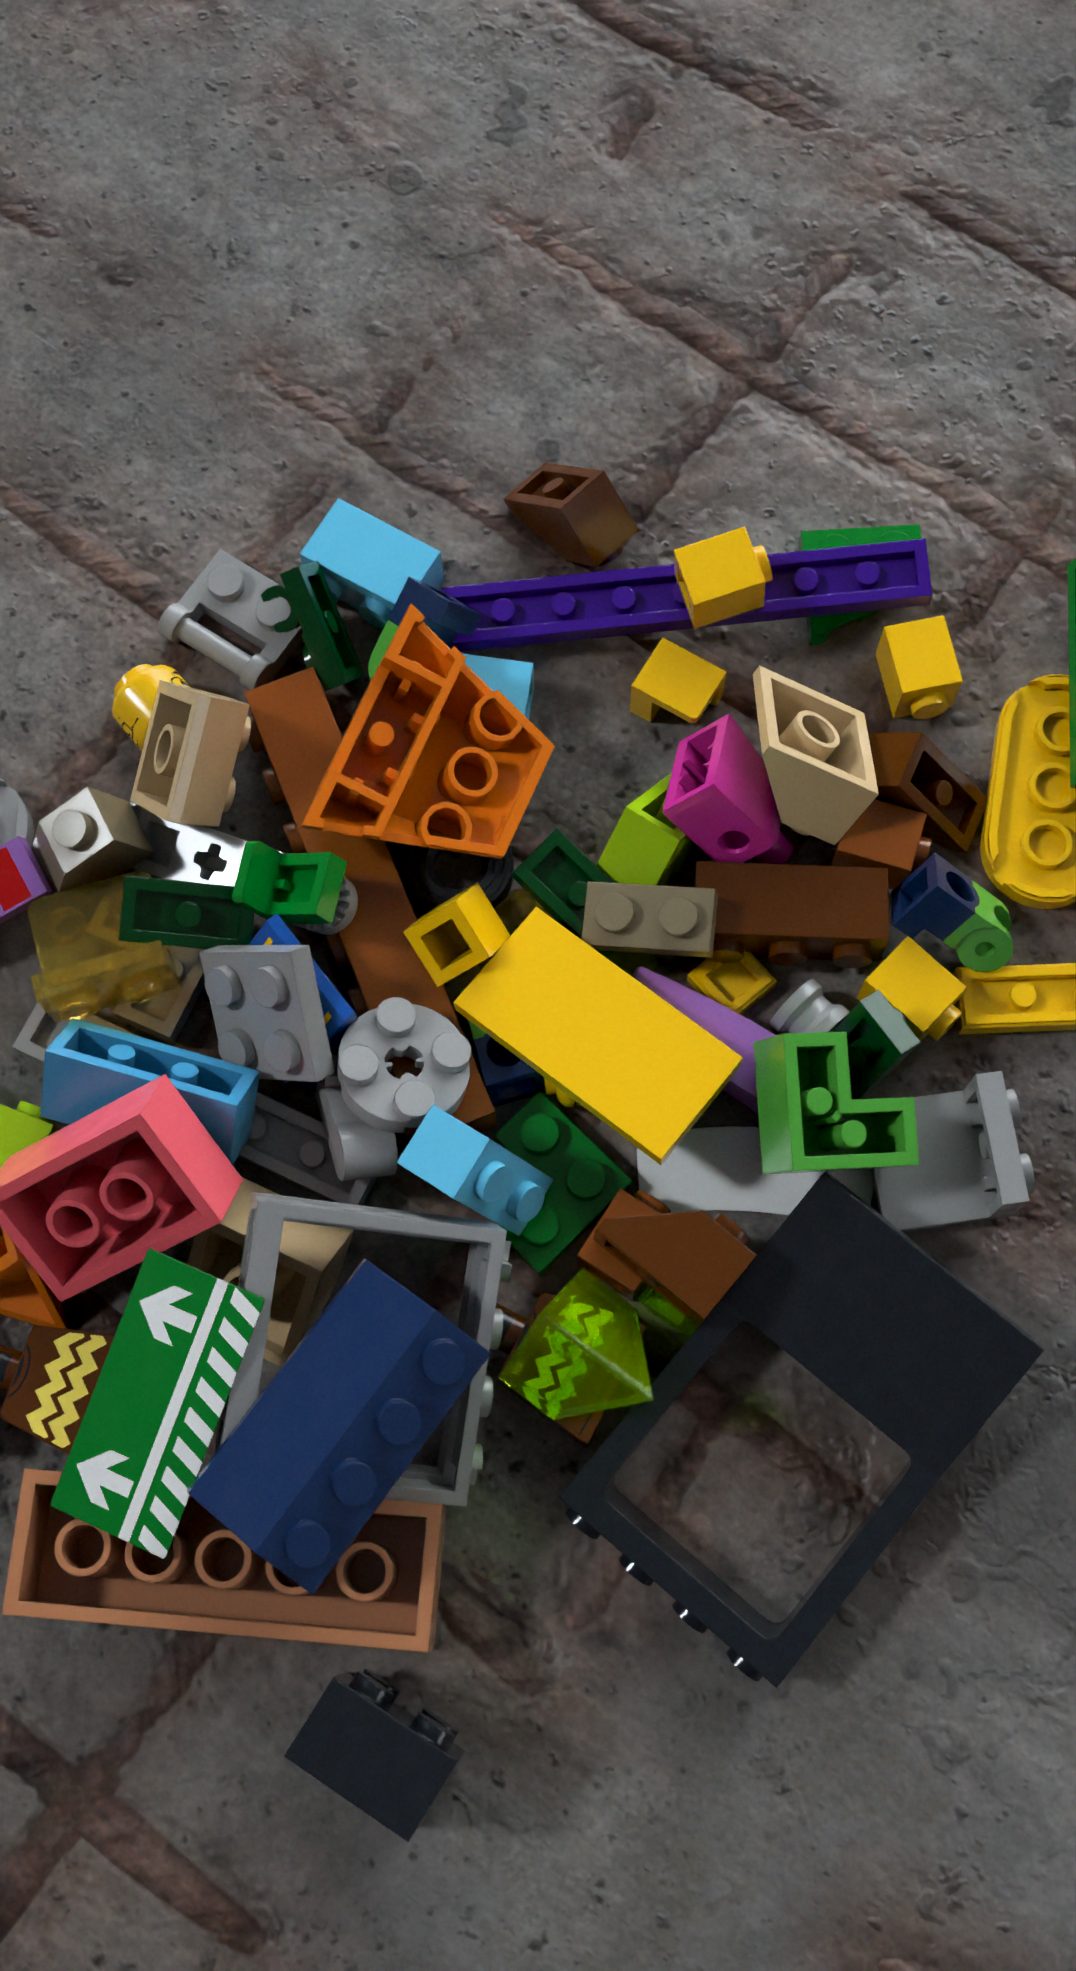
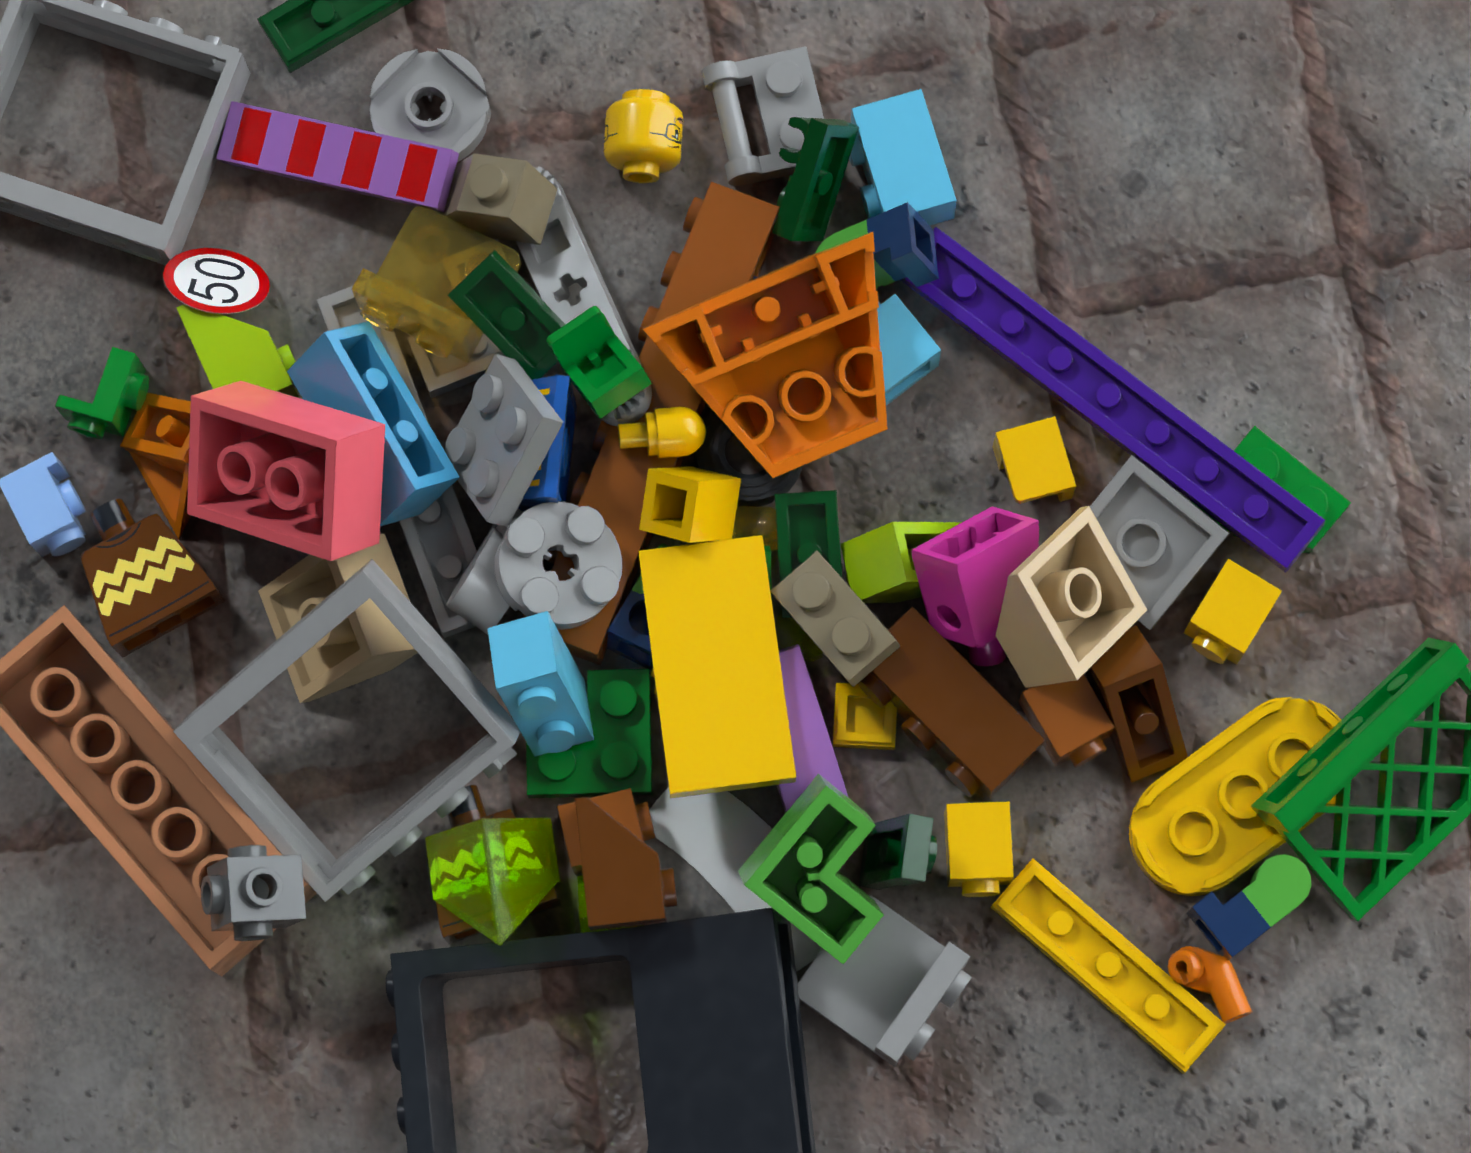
camera: 45 degrees right, 5 degrees up
(157, 1402) = (183, 642): green sticker -> none
(190, 755) = (626, 198): tan slope -> none
(338, 1425) = (284, 766): dark blue slope -> none
(377, 1751) = (123, 1002): black brick -> none
(387, 897) = (665, 432): none -> yellow cylinder
(411, 1551) = (254, 893): none -> brick
(574, 512) = (1093, 255): reddish brown slope -> none
(722, 576) = (1136, 411): yellow brick -> none
(808, 1011) = (888, 791): light grey wheel -> none
(814, 649) = (1155, 535): none -> light grey plate
(955, 912) = (1062, 818): leg -> none

